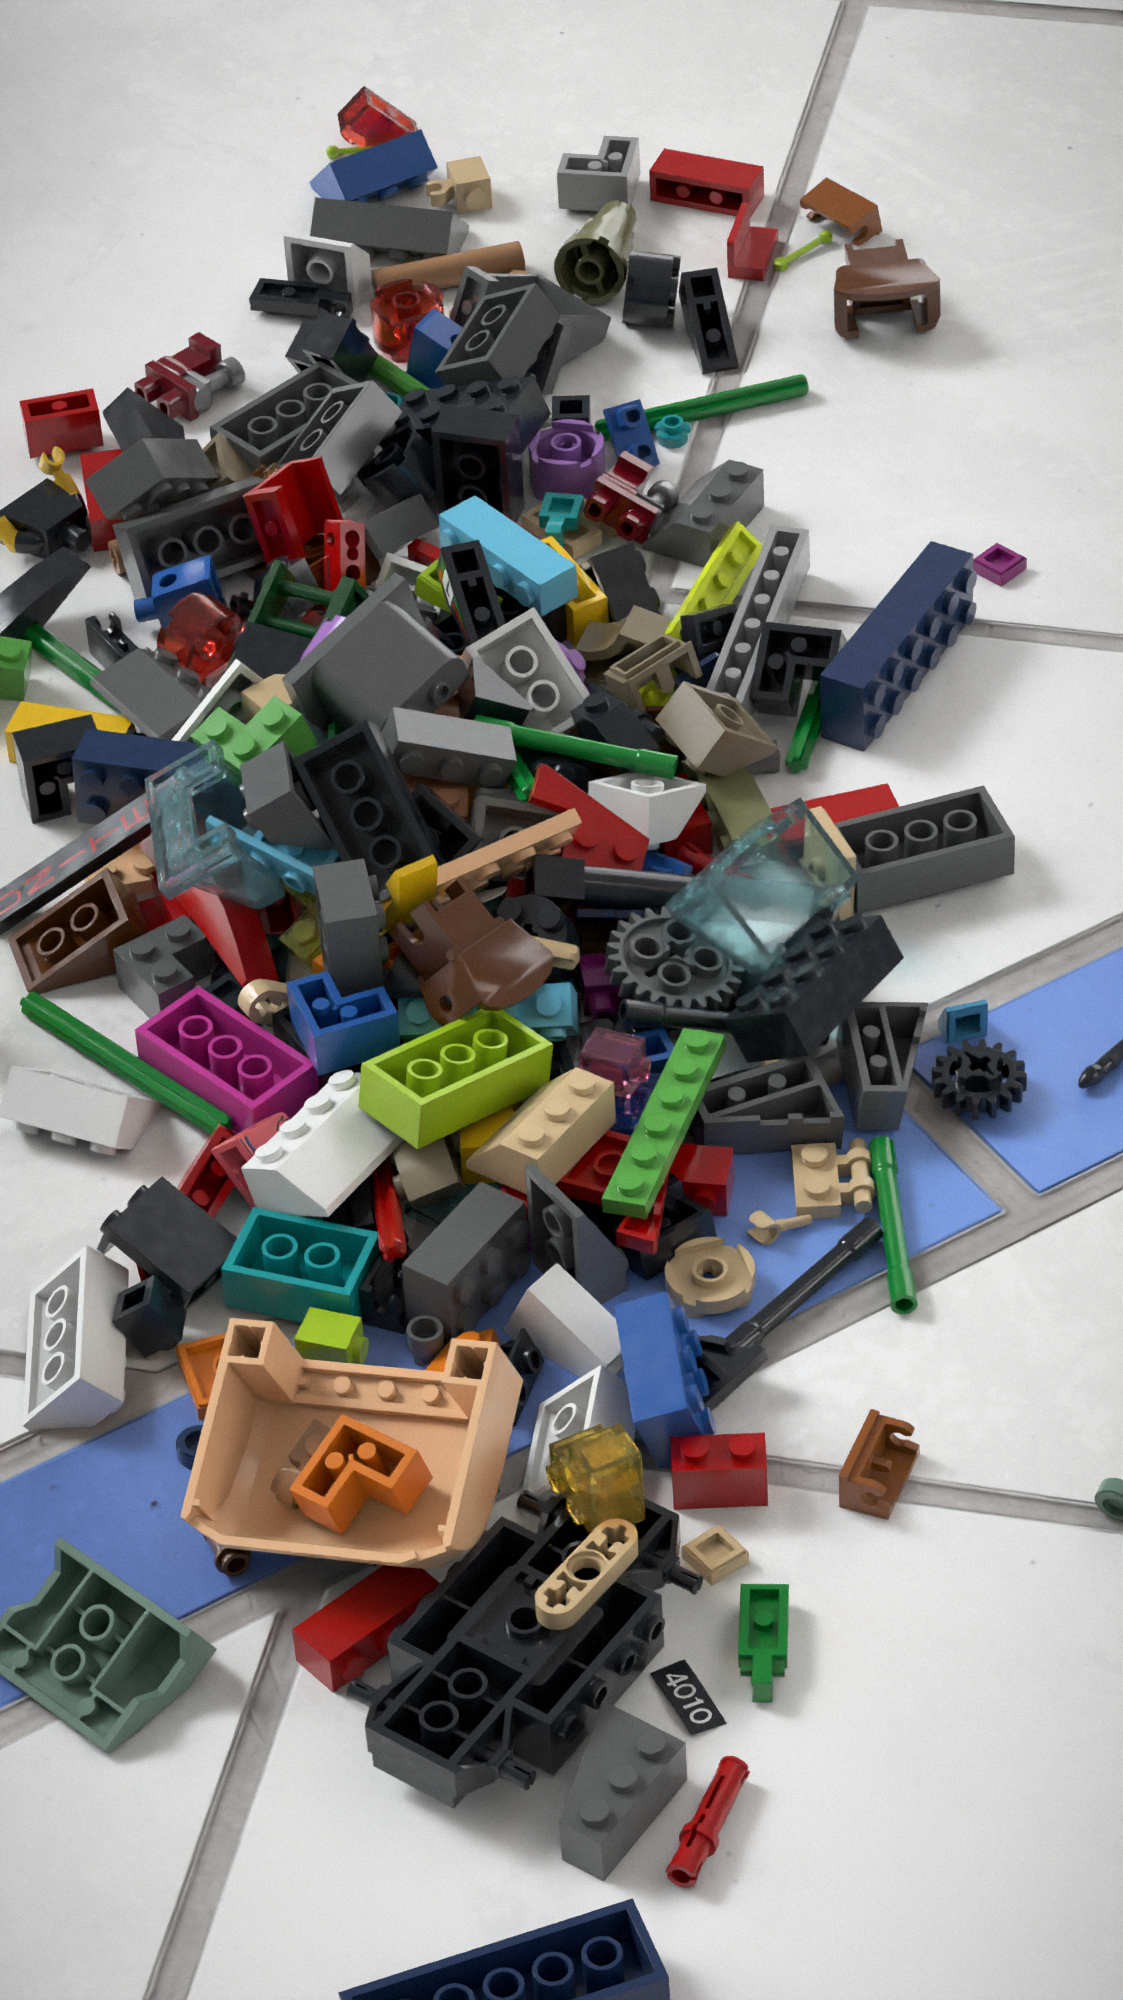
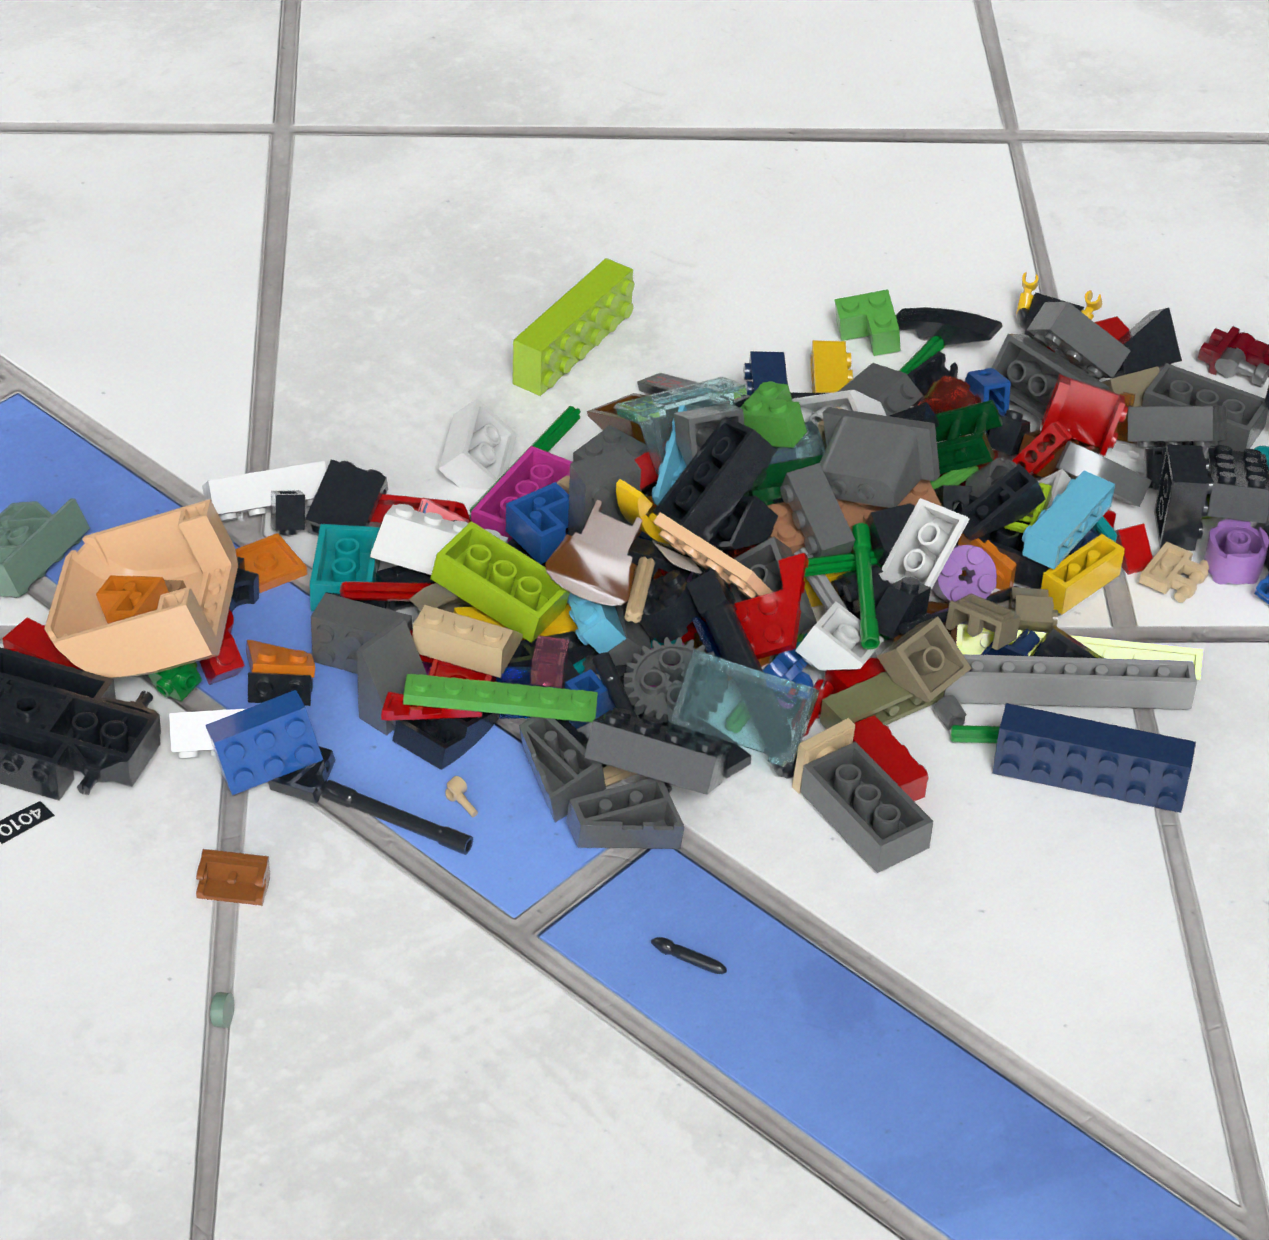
camera: 70 degrees right, 0 degrees up
(46, 765) = (799, 362): black brick -> none
(61, 421) = (1147, 295): red brick -> none
(331, 1337) = (290, 597): lime brick -> none
(425, 1338) = (302, 638): dark grey hose -> none
(560, 513) = (1162, 554): teal plate -> none
(567, 1324) = (327, 695): white slope -> none
(585, 1593) = (81, 729): tan beam -> none
(598, 1475) = (131, 705): clear yellow brick -> none
(620, 500) = (1199, 587): dark red hips -> none
(623, 580) = (1091, 598): black brick -> none
(706, 1175) = (487, 745): red slope -> none
(707, 510) = (1223, 643): dark grey slope -> none
(710, 1296) = (398, 782): tan plate -> none
(715, 1554) = (144, 813): tan tile -> none
(719, 1471) = (208, 796): red brick -> none
(763, 1636) = (67, 843): green hinge -> none
(785, 659) = (1037, 689): black brick -> none
(817, 1179) = (514, 817): tan plate -> none
(899, 1277) = (424, 866): green piece -> none
(964, 1021) = (696, 864): dark azure slope -> none
(979, 1079) = (633, 878): black gear -> none
(999, 564) = (1246, 816): magenta tile -> none

